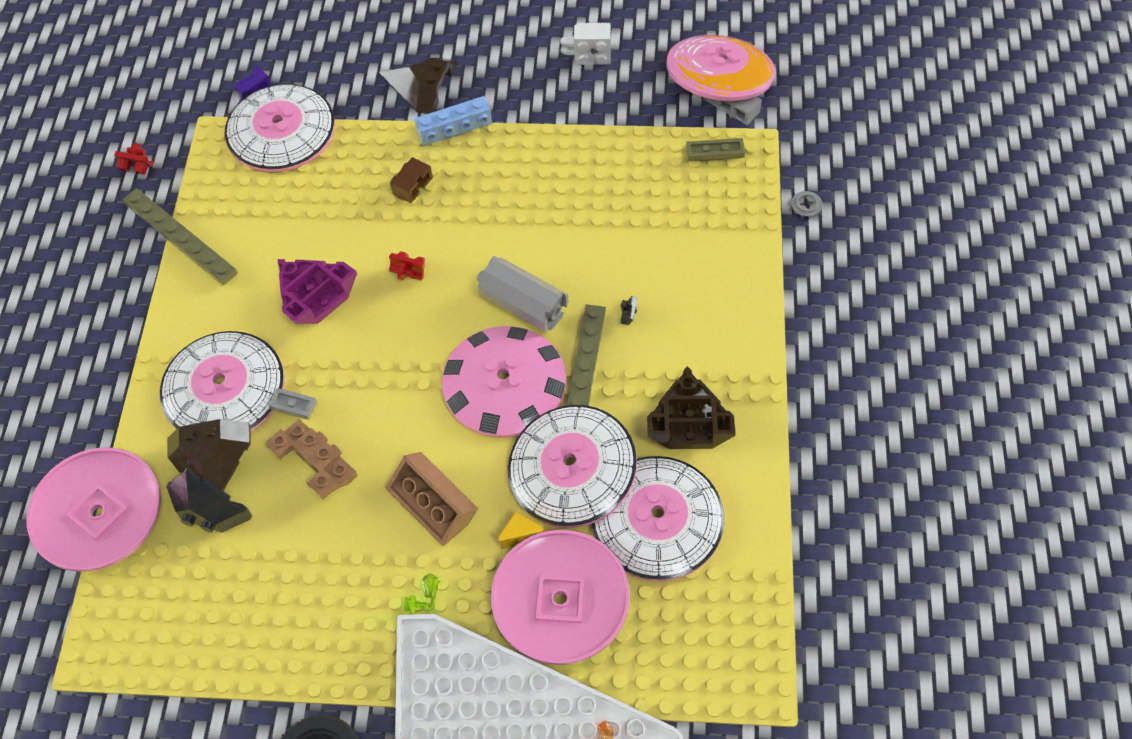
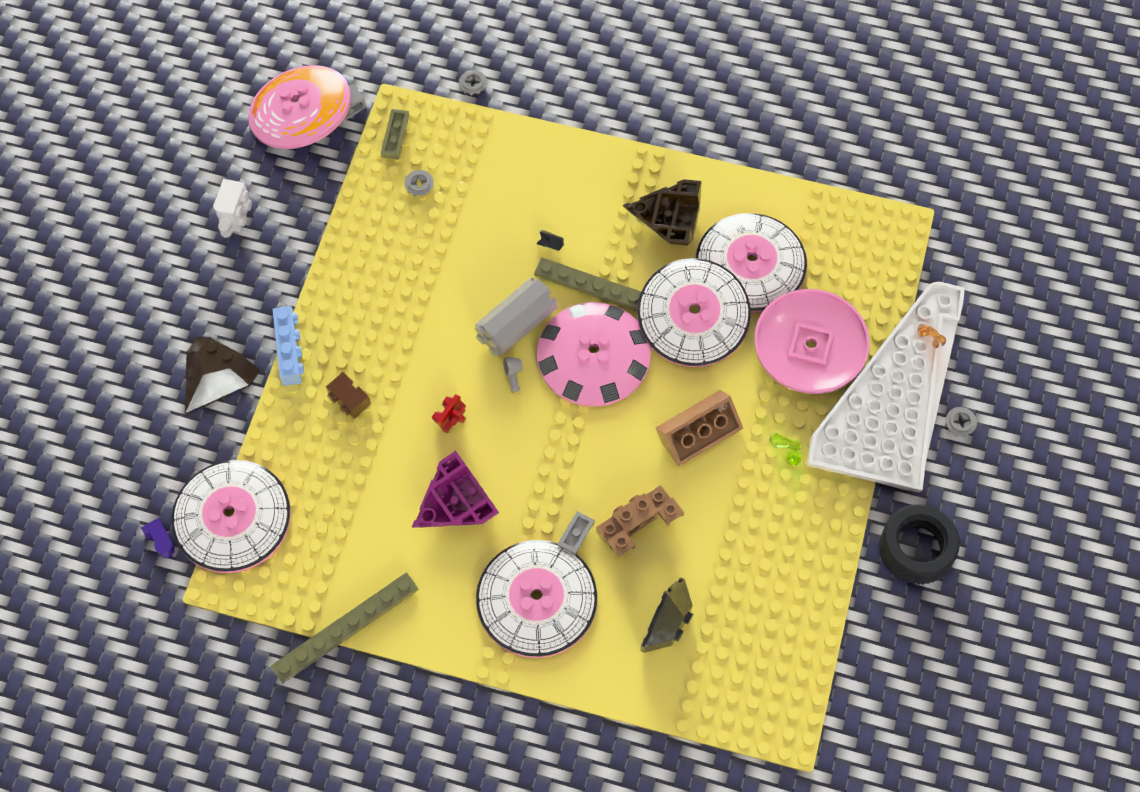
camera: 80 degrees left, 5 degrees up
(64, 503) = (658, 687): bright pink dish -> none
(135, 157) = (231, 663): red hips -> none
(209, 449) = (614, 613): dark brown wedge -> none
(469, 307) = (512, 367): none -> light grey bar
(517, 530) = (744, 363): yellow slope -> none
(666, 177) = (426, 181): none -> light grey gear

